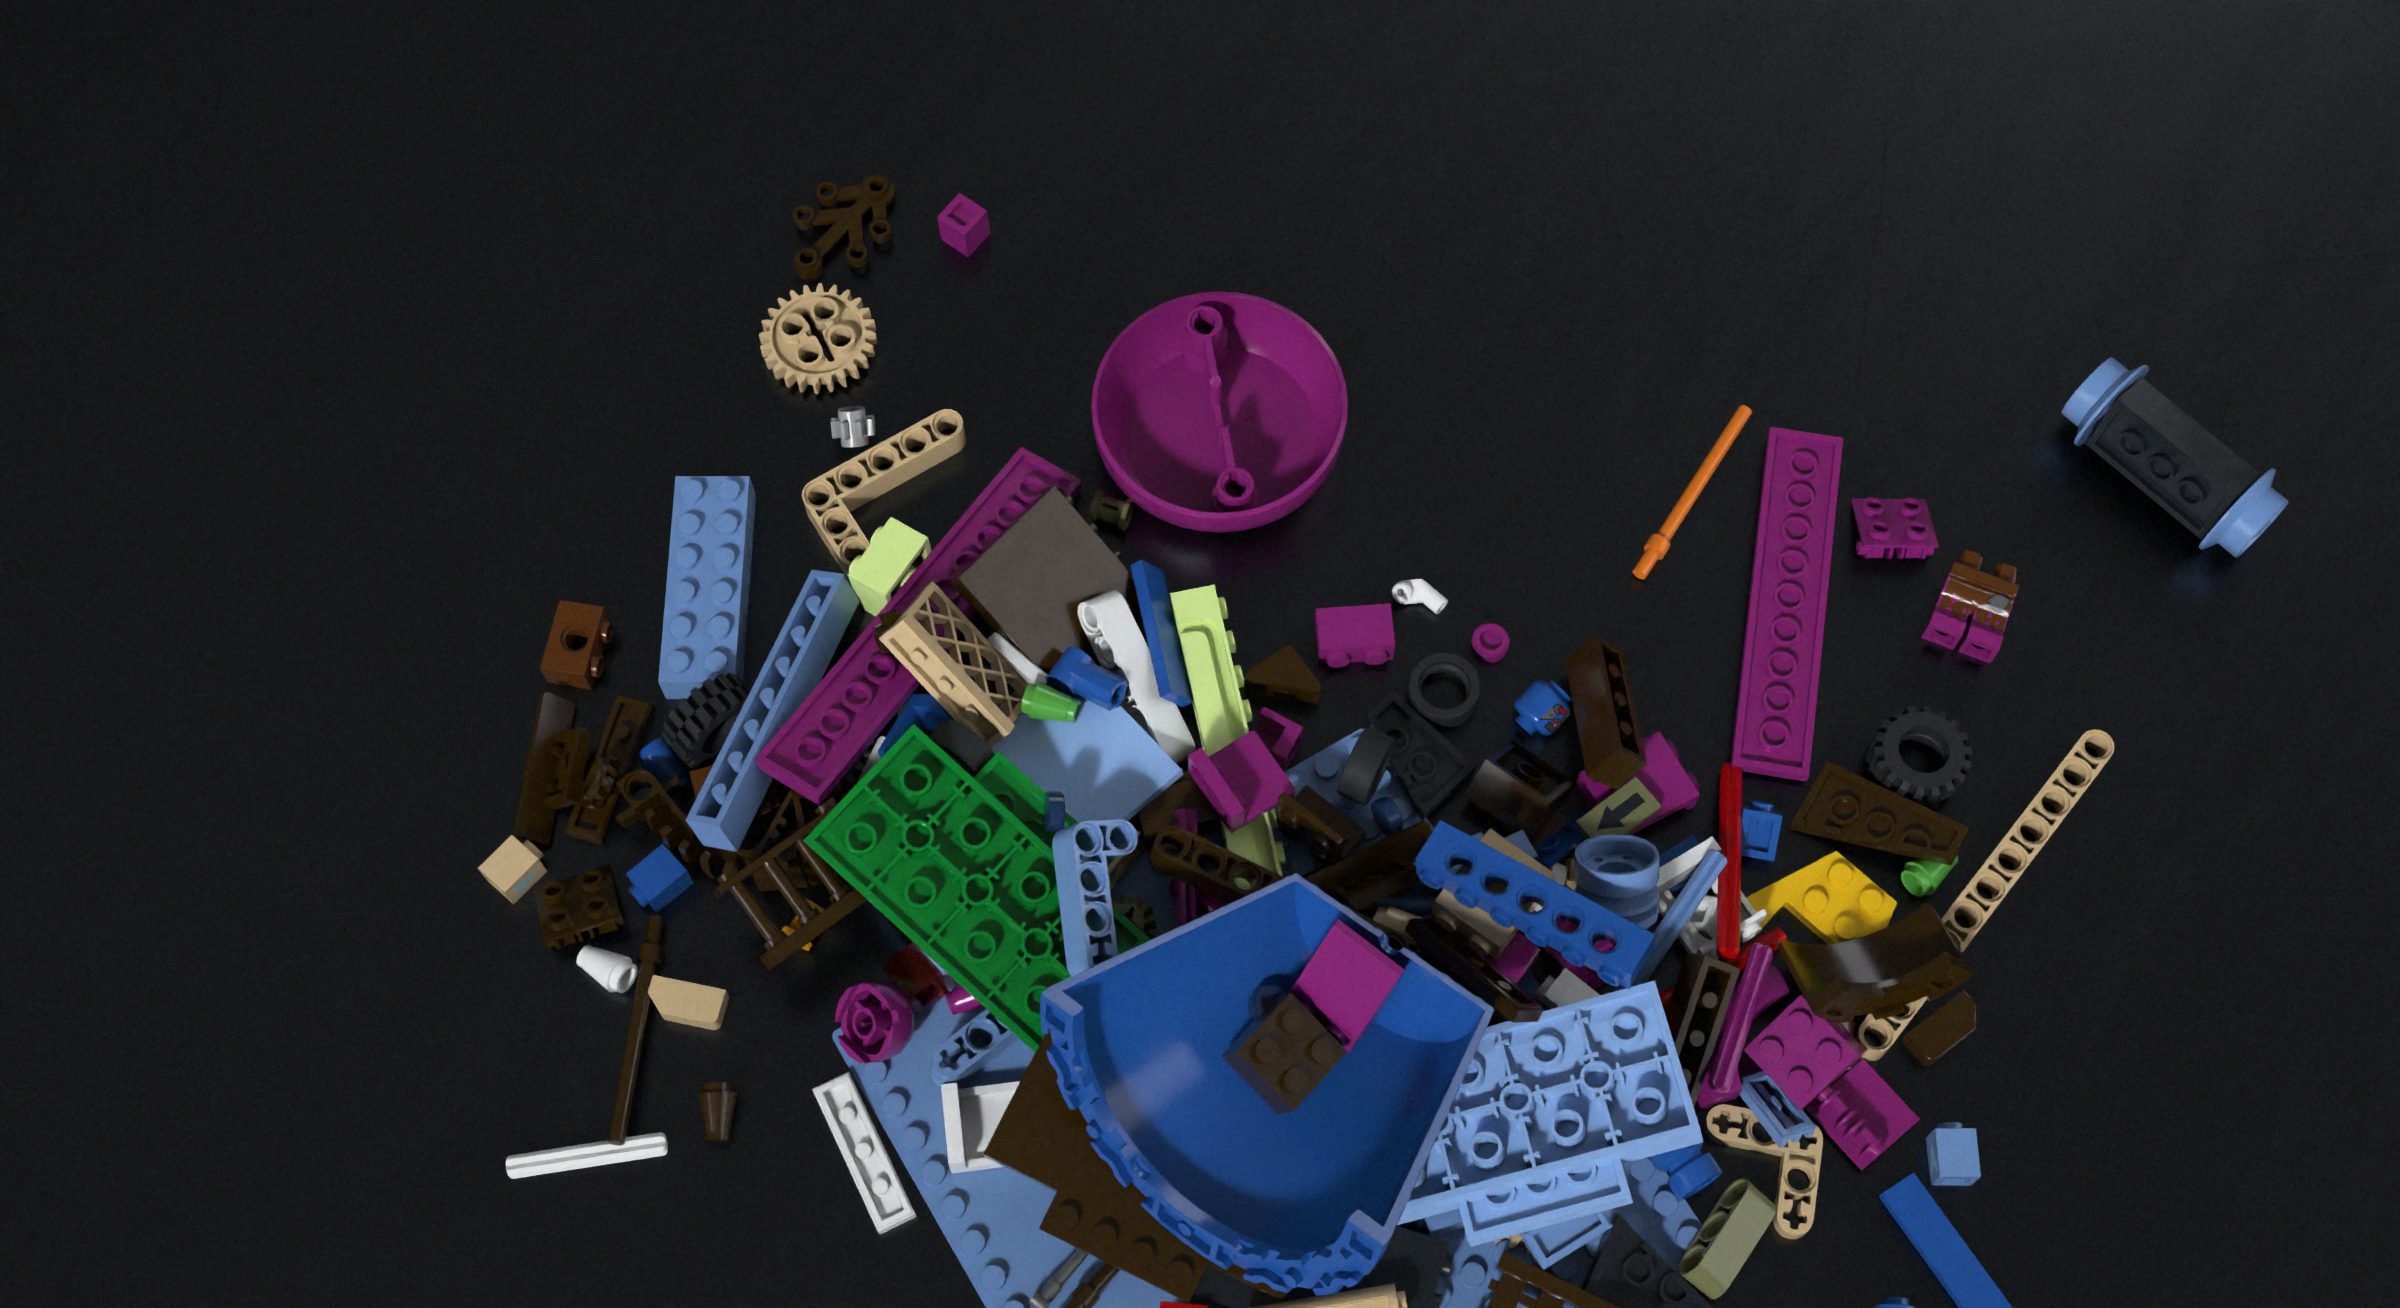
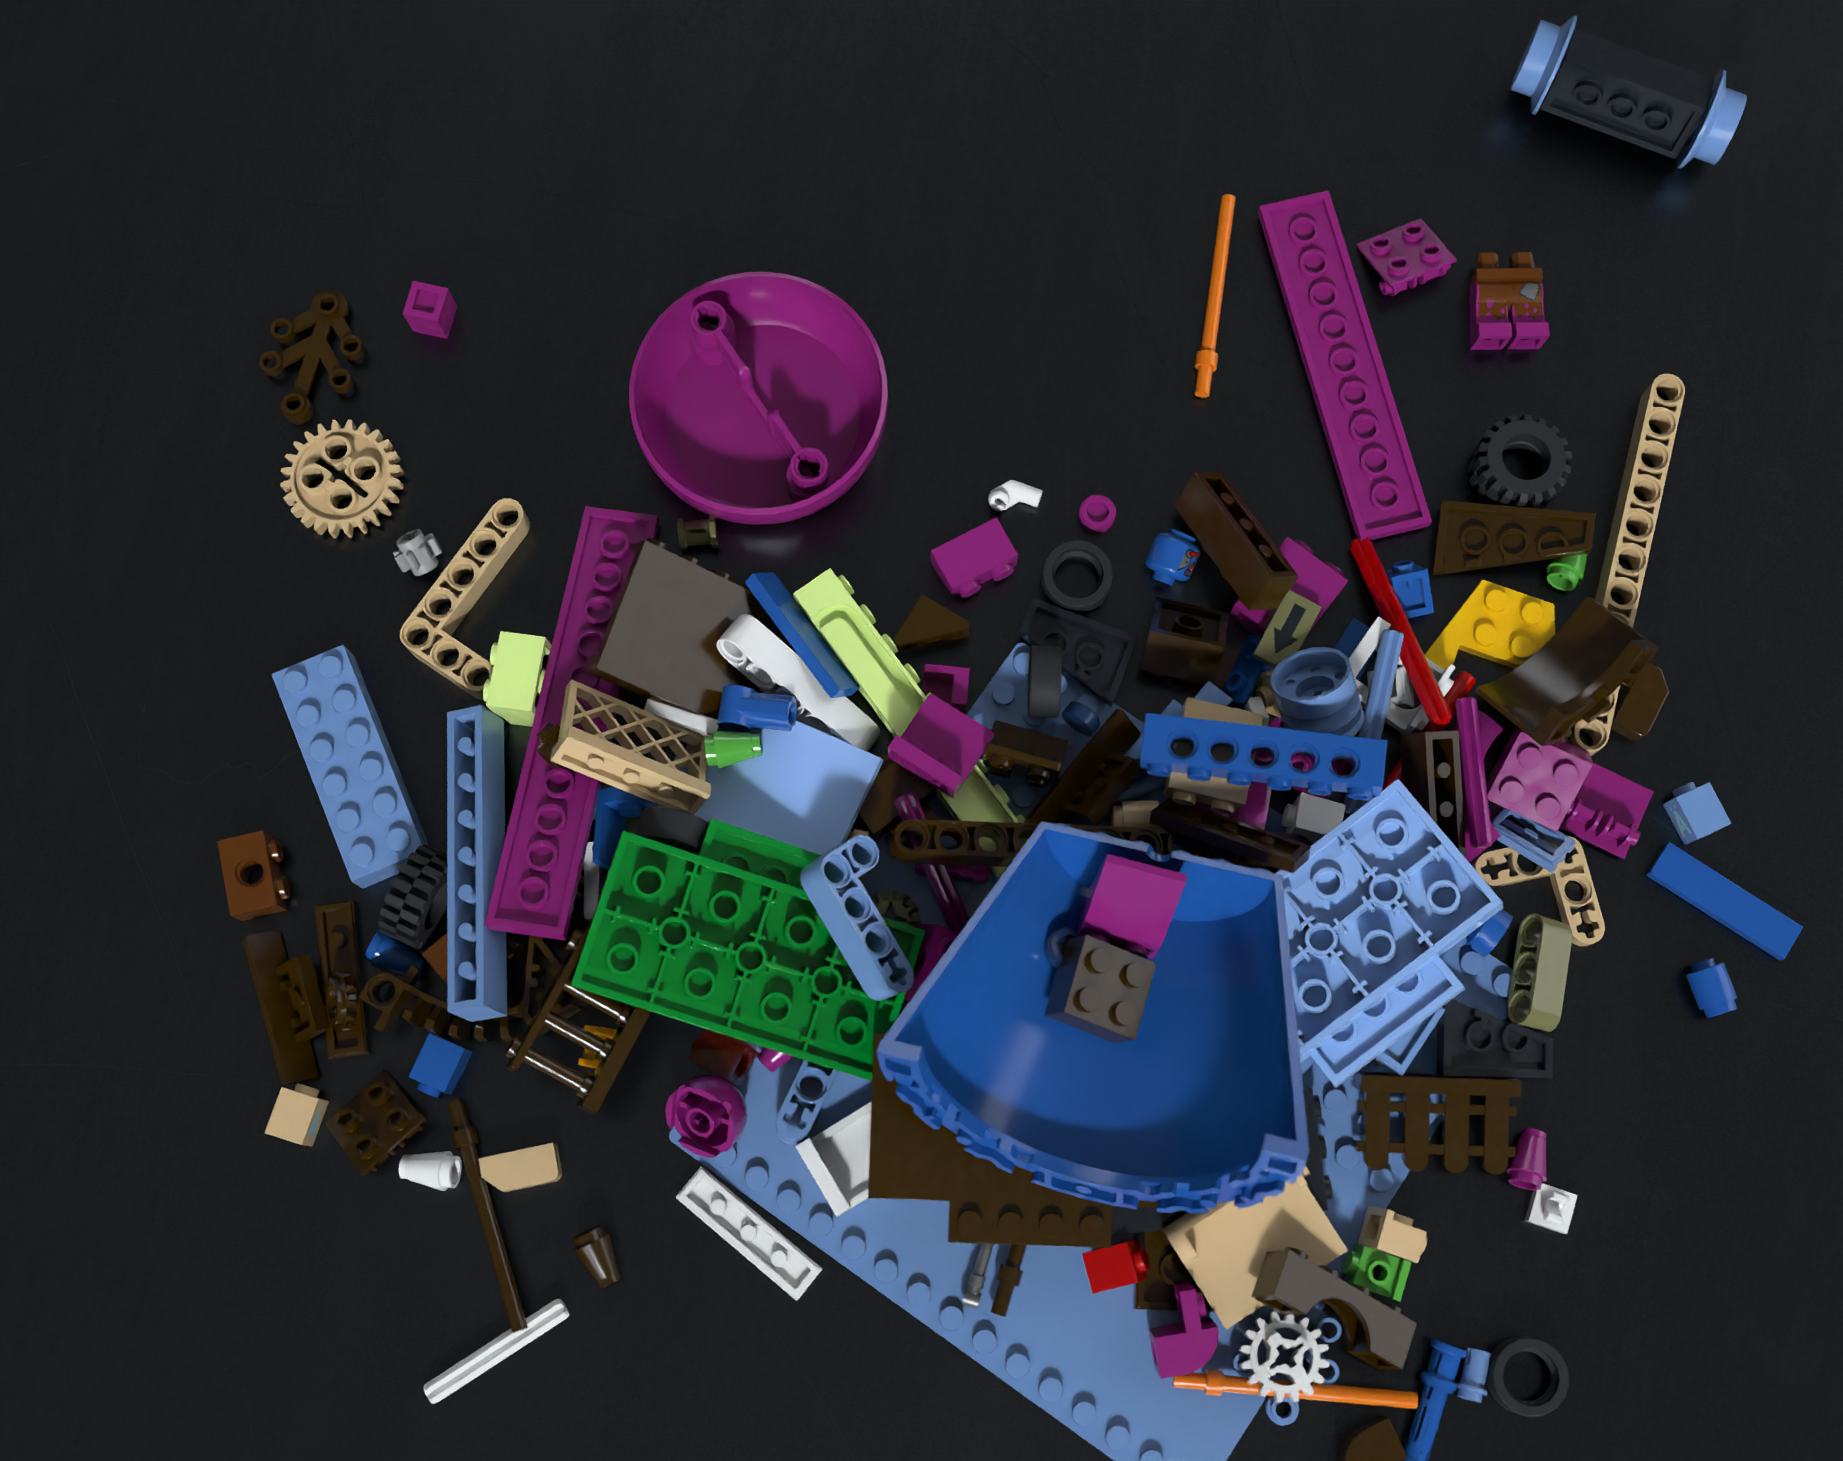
camera: 25 degrees left, 10 degrees up
(1054, 810) = (789, 853): dark blue tile -> none

